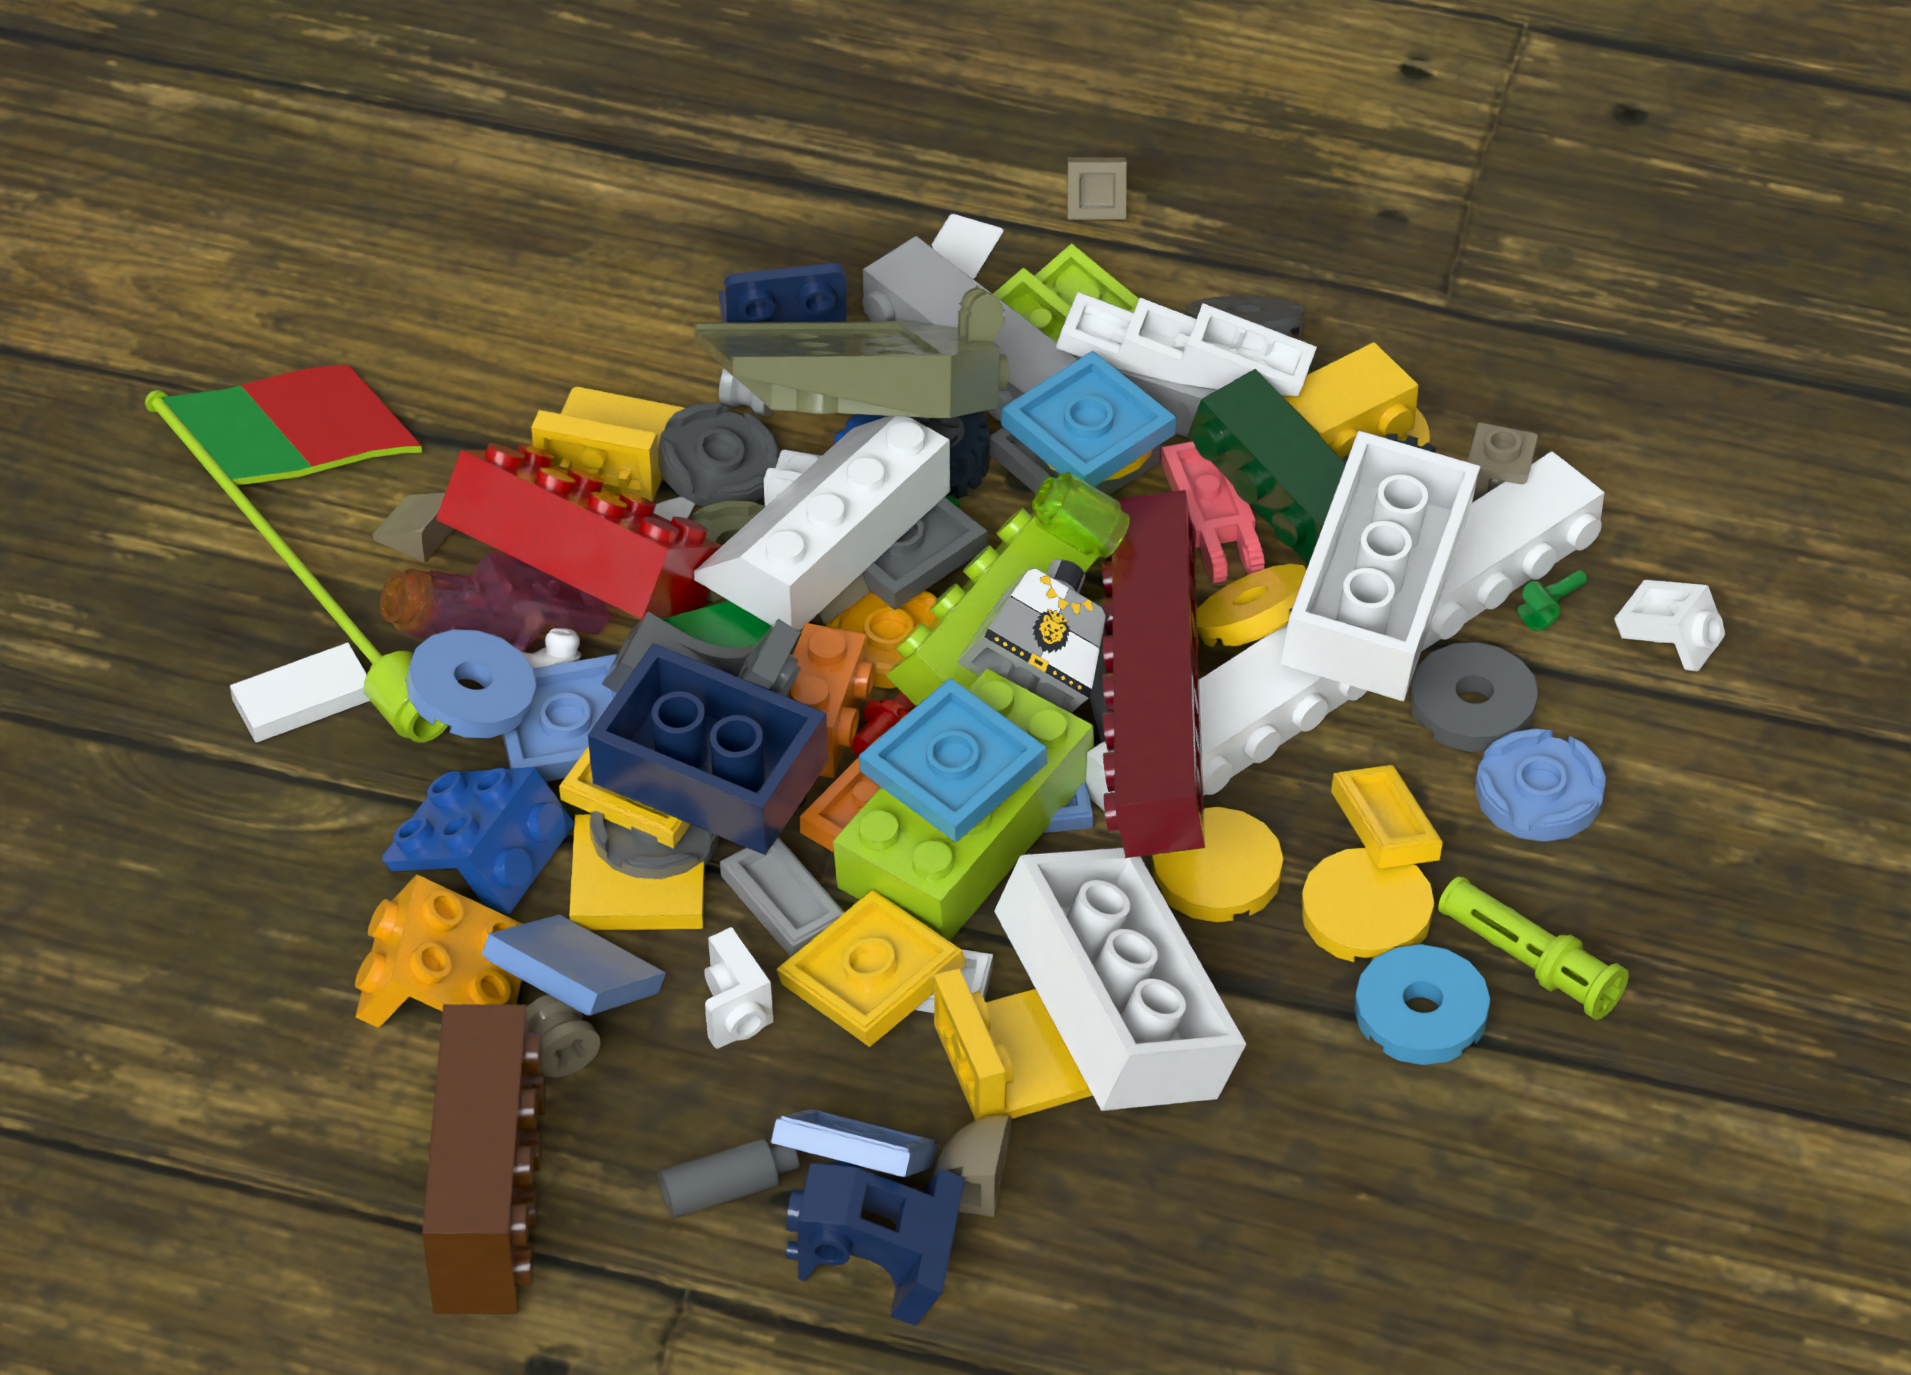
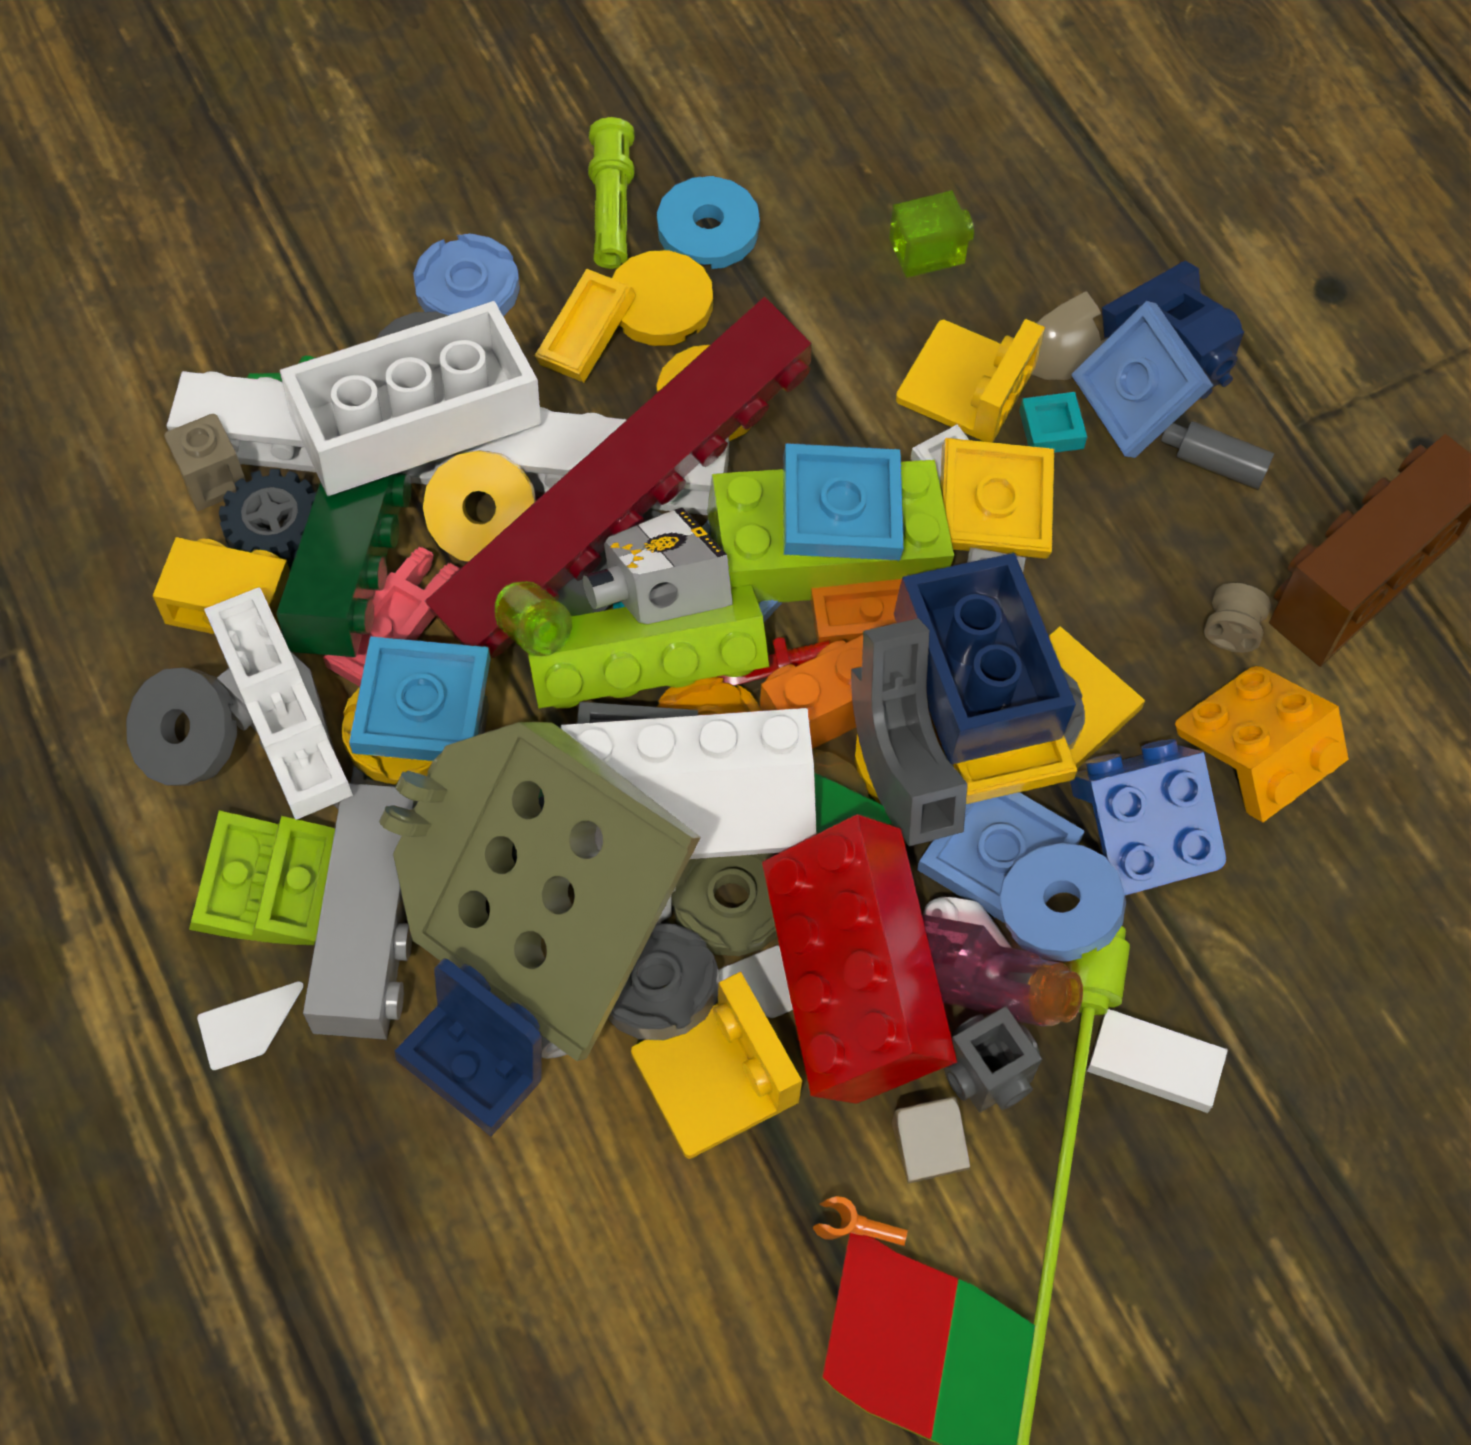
camera: 135 degrees left, 15 degrees up
(416, 546) = (1000, 1043): none -> dark grey brick
(427, 432) = (857, 1224): none -> orange hand
(573, 964) = (1190, 642): medium blue tile -> none
(739, 991) = (1100, 539): white bracket -> none
(898, 1073) = (1053, 422): none -> teal plate
(1096, 188) = (104, 959): dark tan tile -> none
(1119, 978) = (881, 337): white brick -> none
(1212, 1145) = (930, 233): none -> clear neon green brick
(1675, 615) = (254, 292): white bracket -> none

